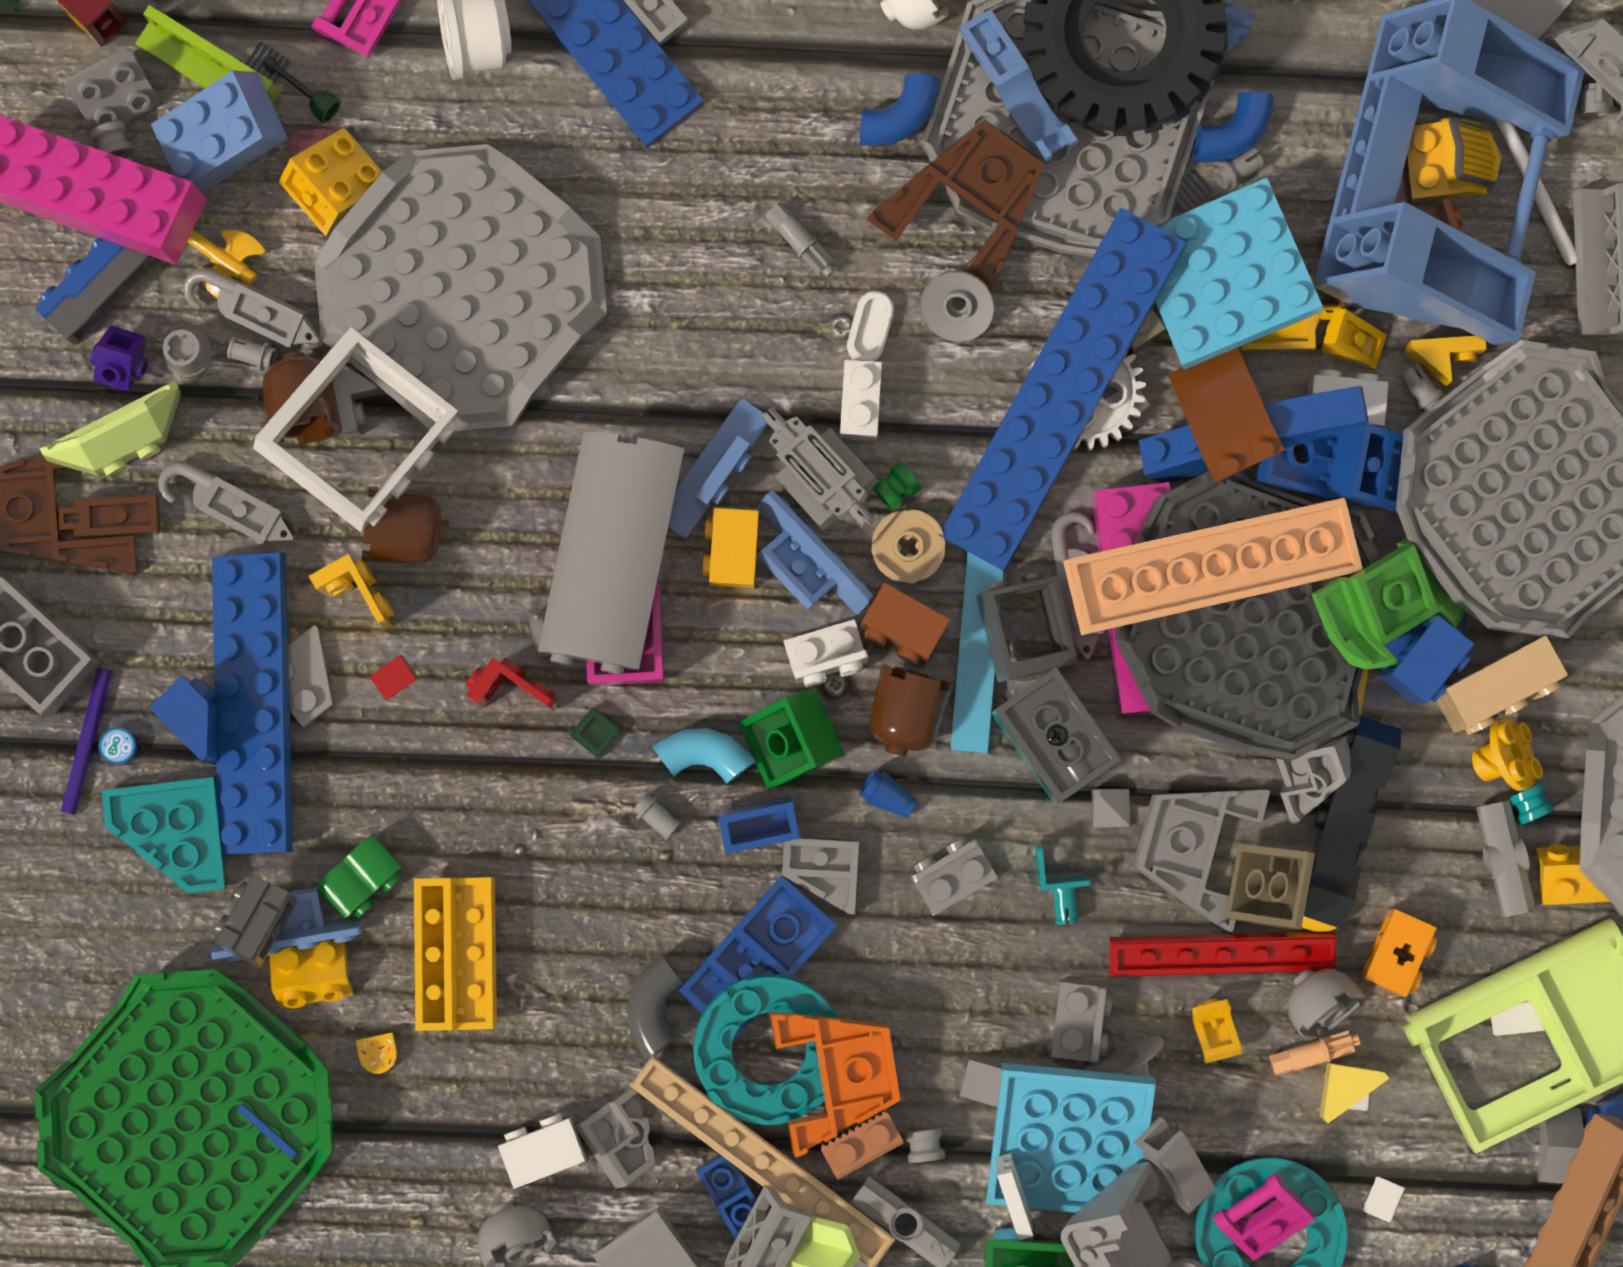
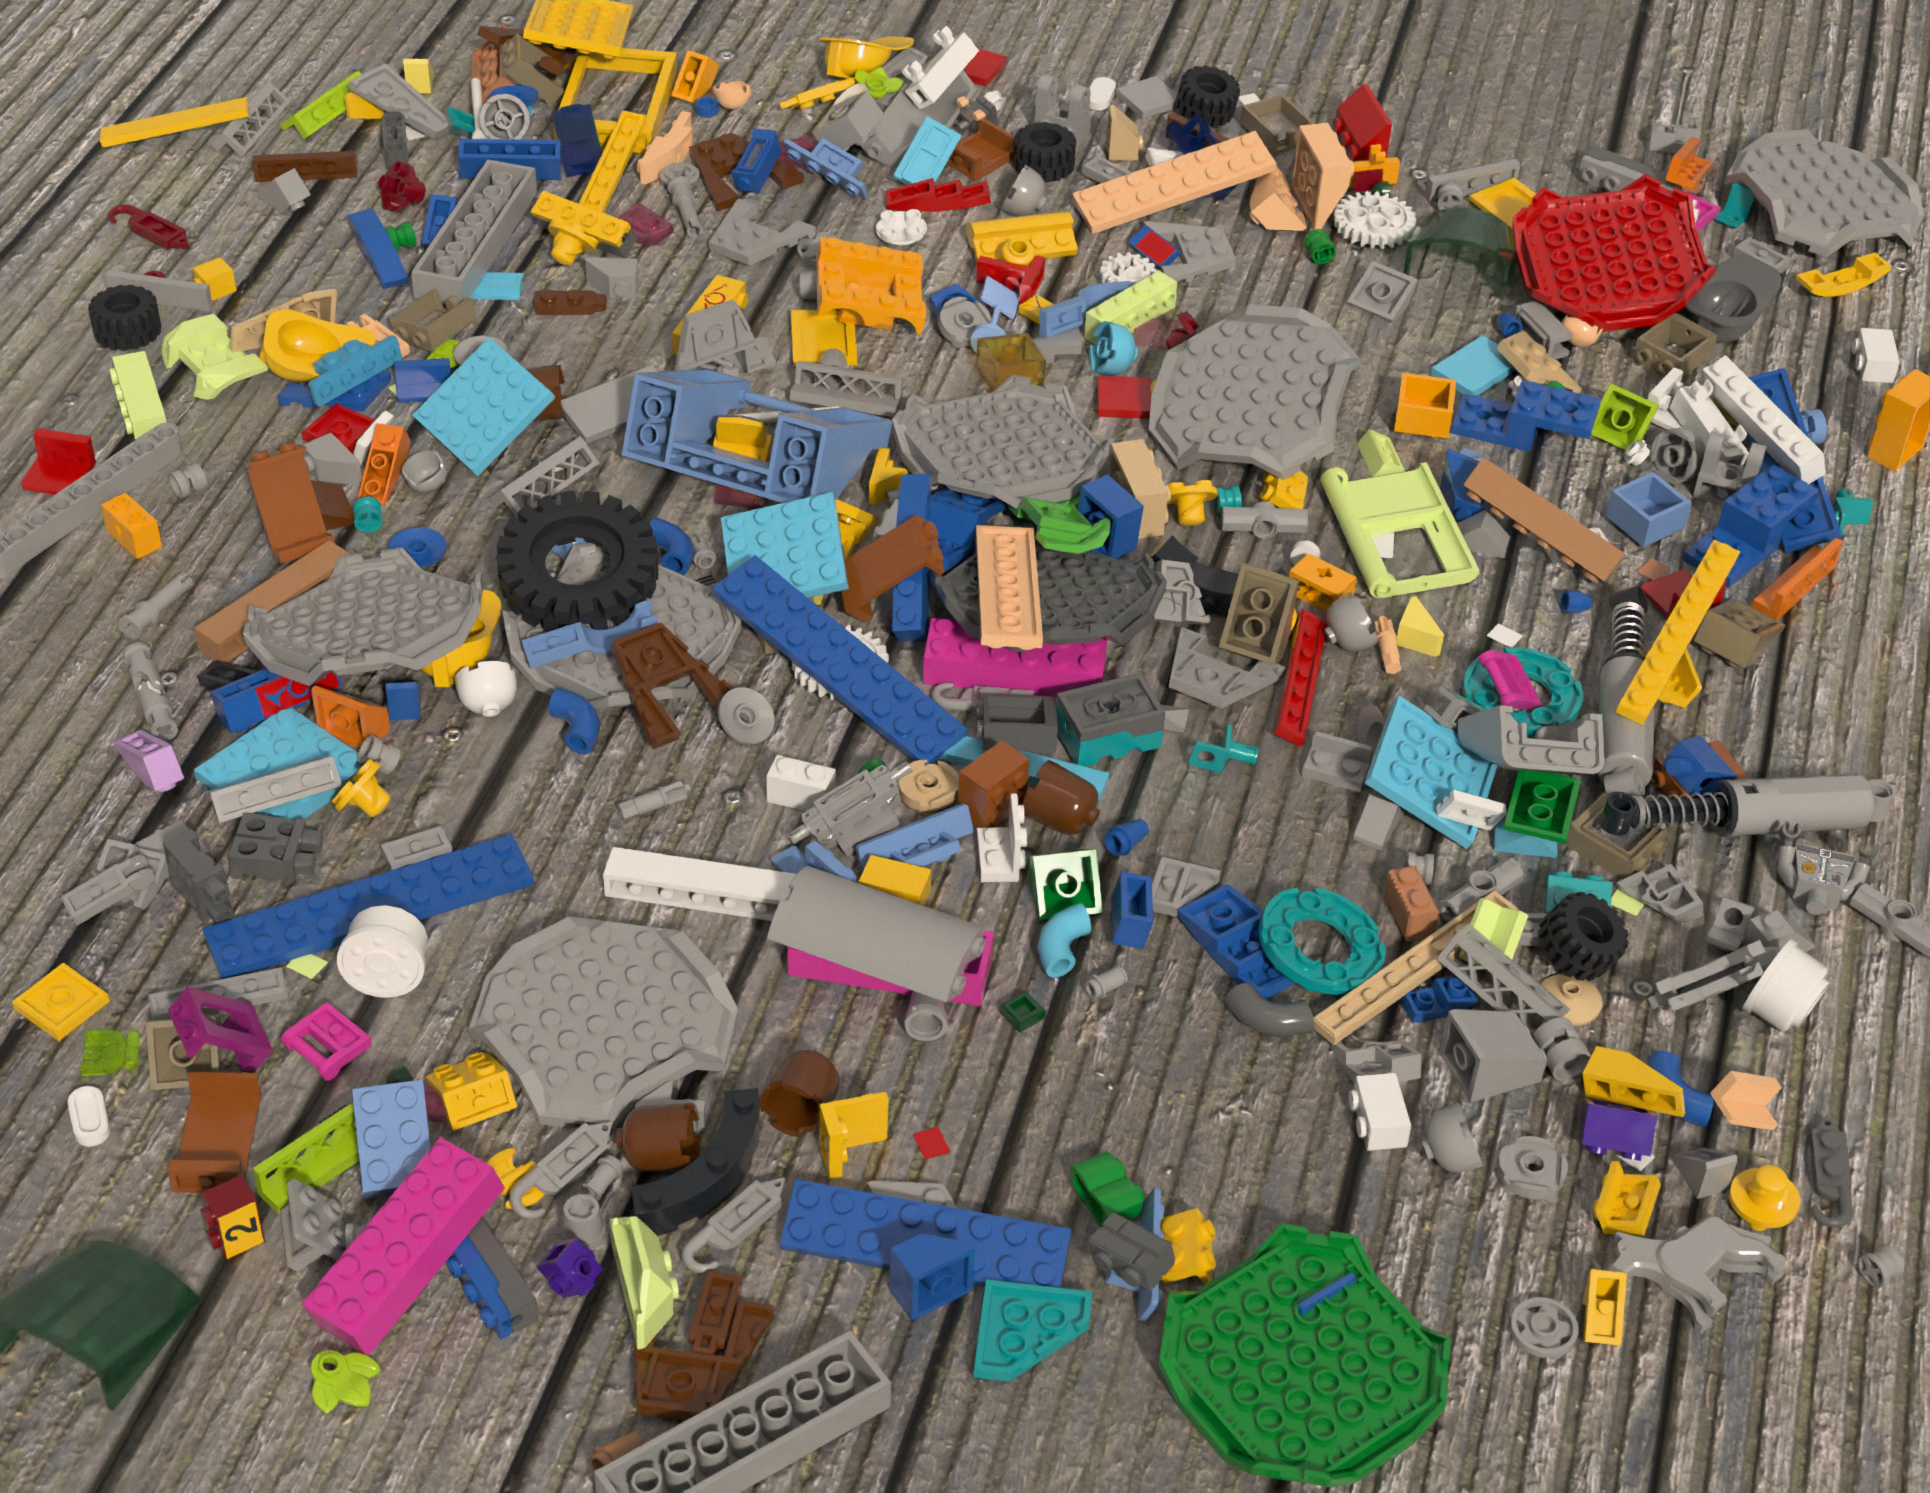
camera: 80 degrees left, 40 degrees down
(86, 740) = (931, 1387): dark purple bar -> none
(118, 746) = (933, 1357): tile -> none
(228, 433) = (711, 1176): none -> black brick
(356, 346) = (643, 1066): white window -> none
(378, 1053) = (1268, 1215): yellow tile -> none
(455, 954) = (1193, 1131): yellow brick -> none
(486, 682) = (965, 1037): red bracket -> none
(679, 333) = (695, 883): none -> white brick
(853, 1068) = (1354, 885): orange wing -> none
(870, 327) = (740, 776): white tile -> none
(953, 876) = (1202, 813): light grey bracket -> none
(1215, 1030) = (1361, 689): yellow bracket -> none
(1451, 923) = (1301, 549): none -> white tile

